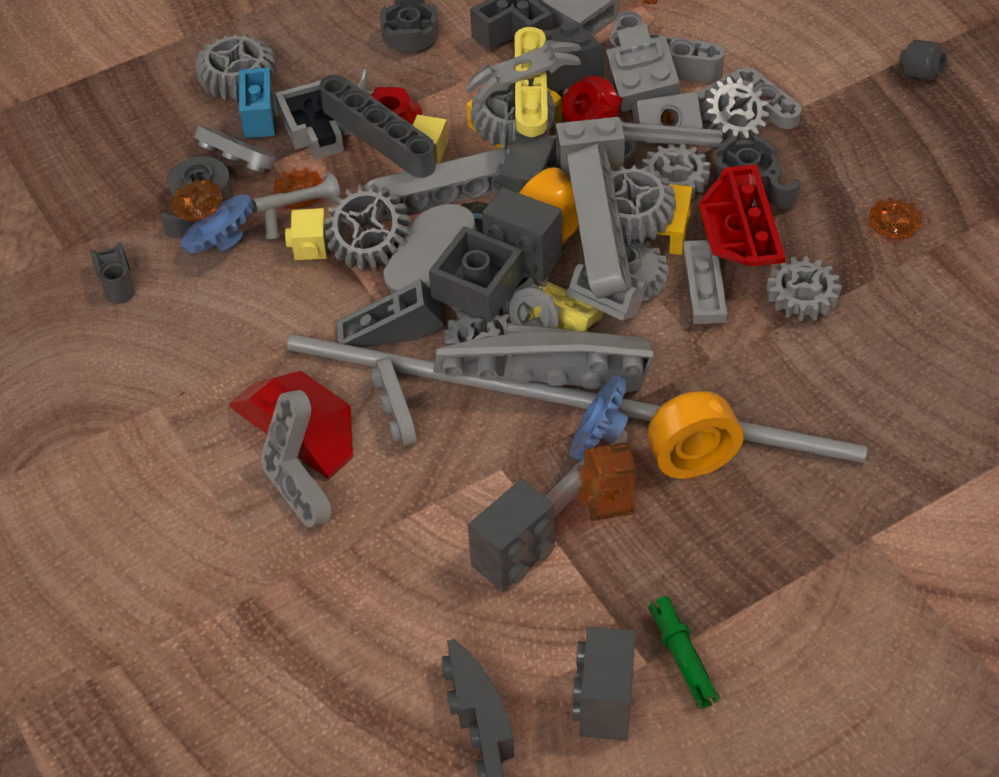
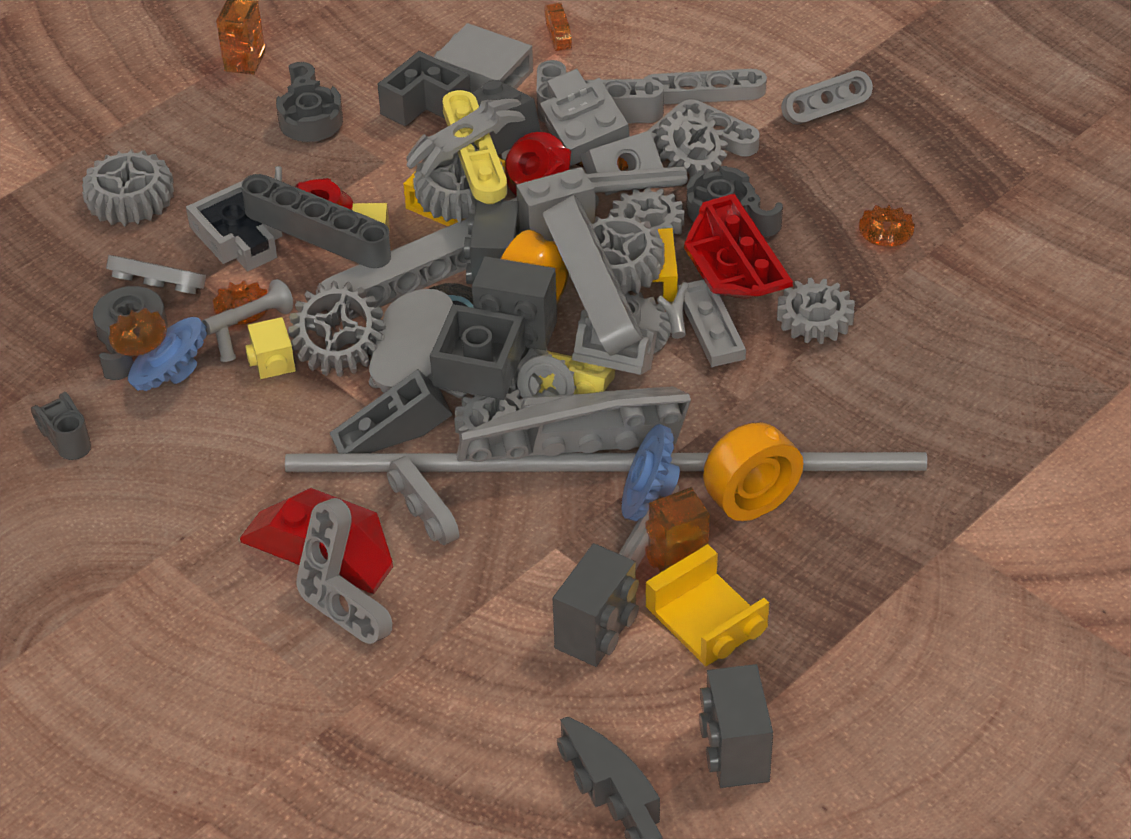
camera: 15 degrees left, 5 degrees down
(256, 102) = (168, 220): dark azure brick -> none
(616, 556) = (703, 607): none -> yellow panel
(674, 266) = (675, 311): none -> light grey bar
(676, 637) = (790, 672): green pin -> none
(808, 62) = (741, 85): none -> light grey beam
(885, 82) = (838, 97): none -> light grey plate
(923, 60) = (871, 59): dark grey head -> none

